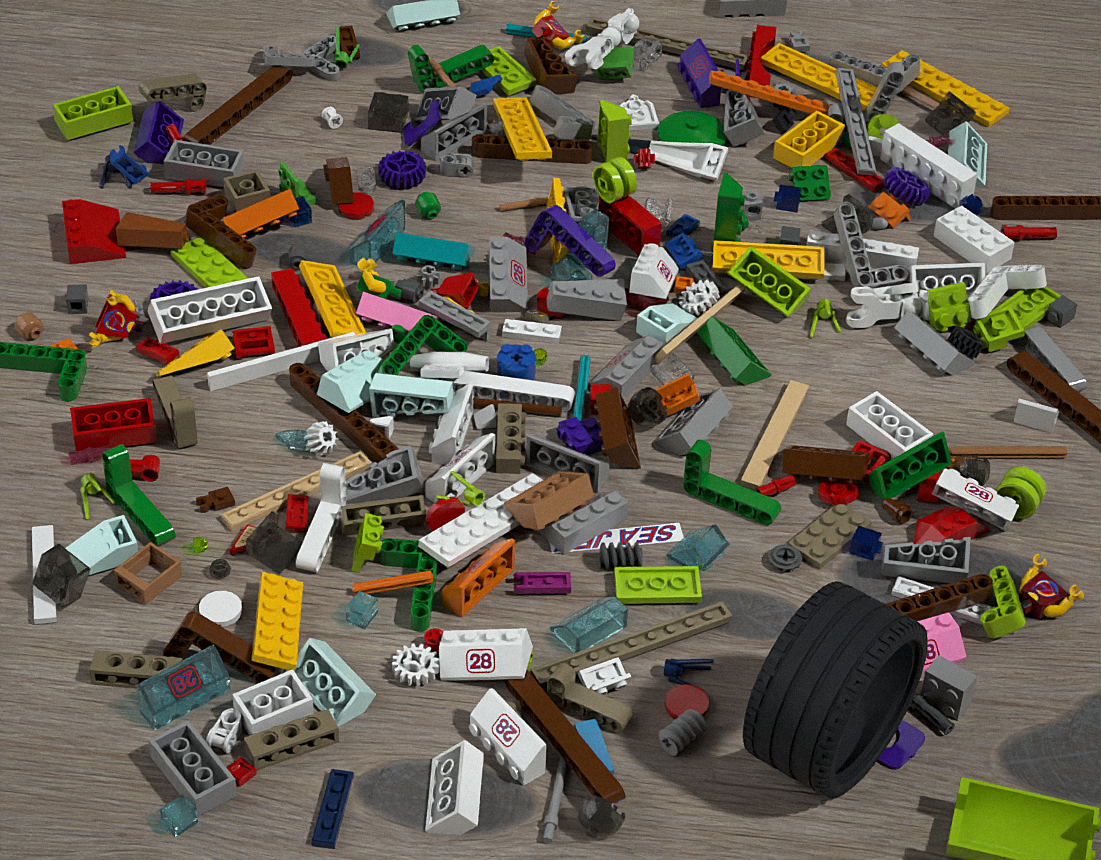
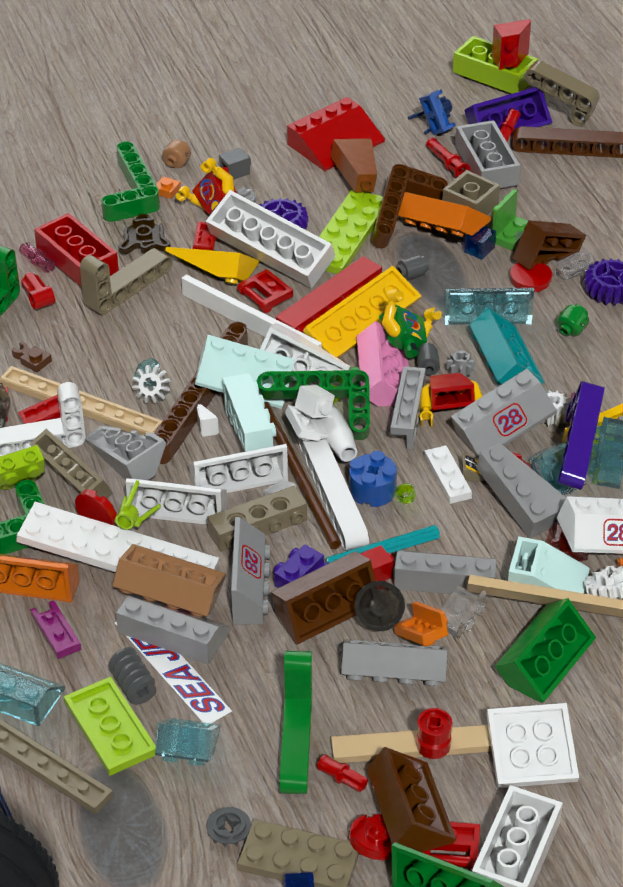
camera: 65 degrees right, 0 degrees up
(104, 86) = (510, 43): none -> red slope
(117, 384) = (143, 235): none -> dark brown tile
(432, 353) = (314, 401): none -> white brick
(780, 425) = (434, 733): none -> red wheel
(812, 390) = (532, 745): none -> white plate

